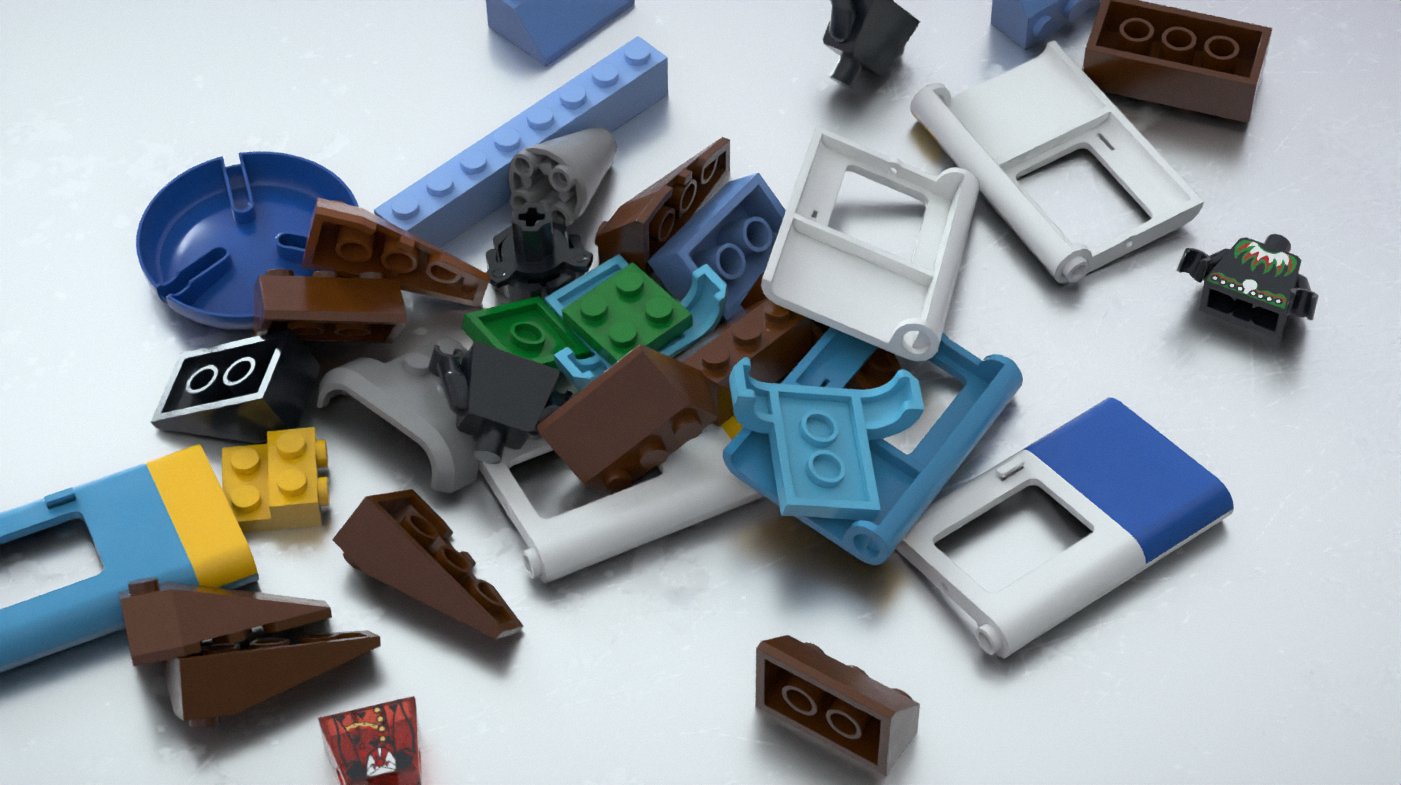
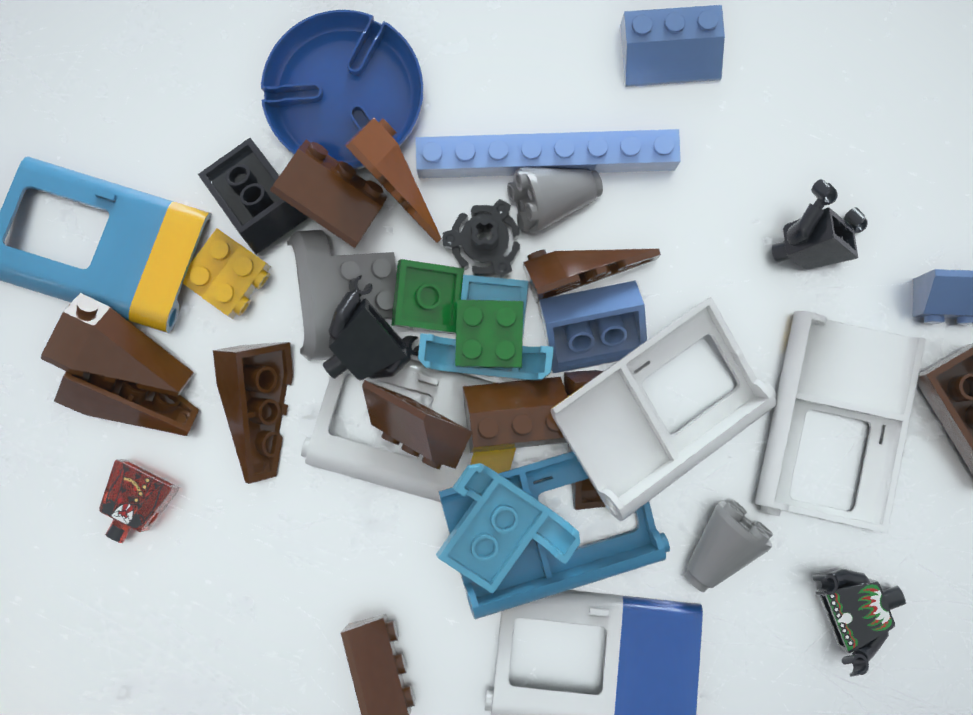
camera: 45 degrees right, 35 degrees up
(1067, 315) = (726, 546): none -> light grey cone

